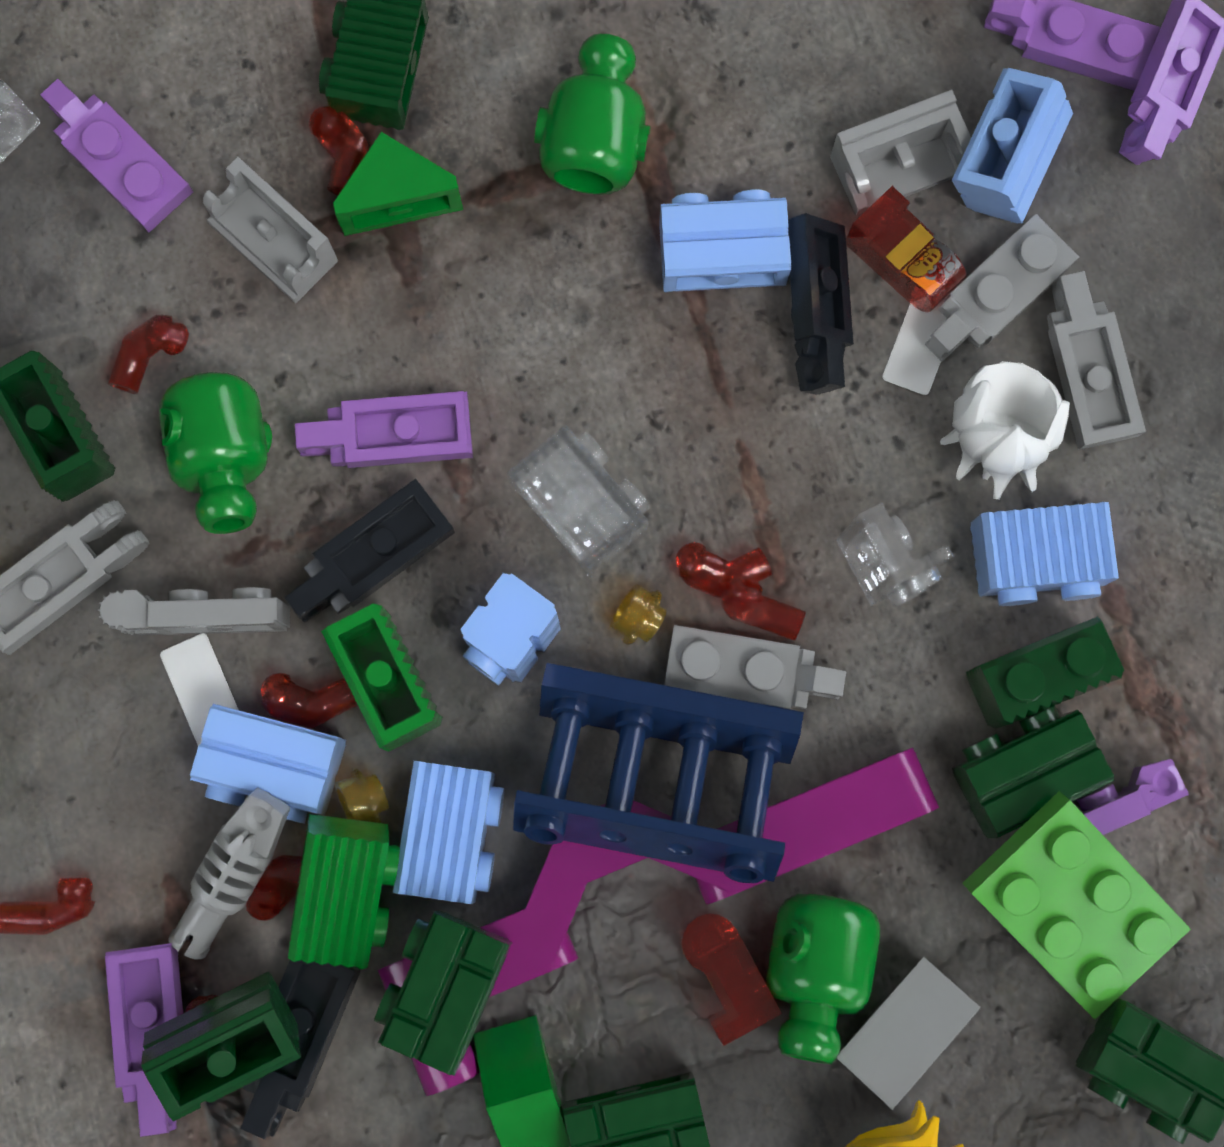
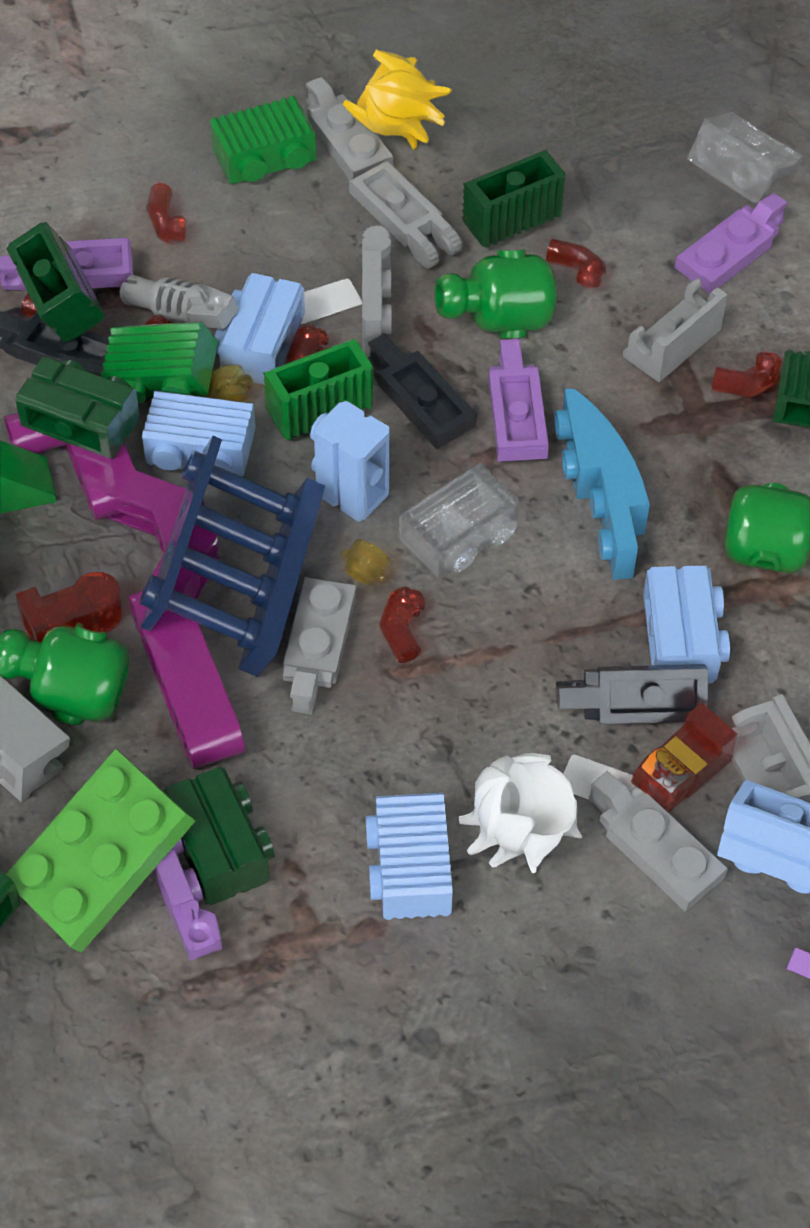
camera: 90 degrees right, 25 degrees down
(394, 188) = (716, 402): green slope -> none
(487, 328) = (606, 475): none -> dark azure slope
(746, 605) = (368, 640): clear red arm -> none
(881, 561) = (403, 715): clear bracket -> none
(1045, 673) = (303, 845): dark green brick -> none
(1092, 366) = (584, 906): light grey hinge -> none

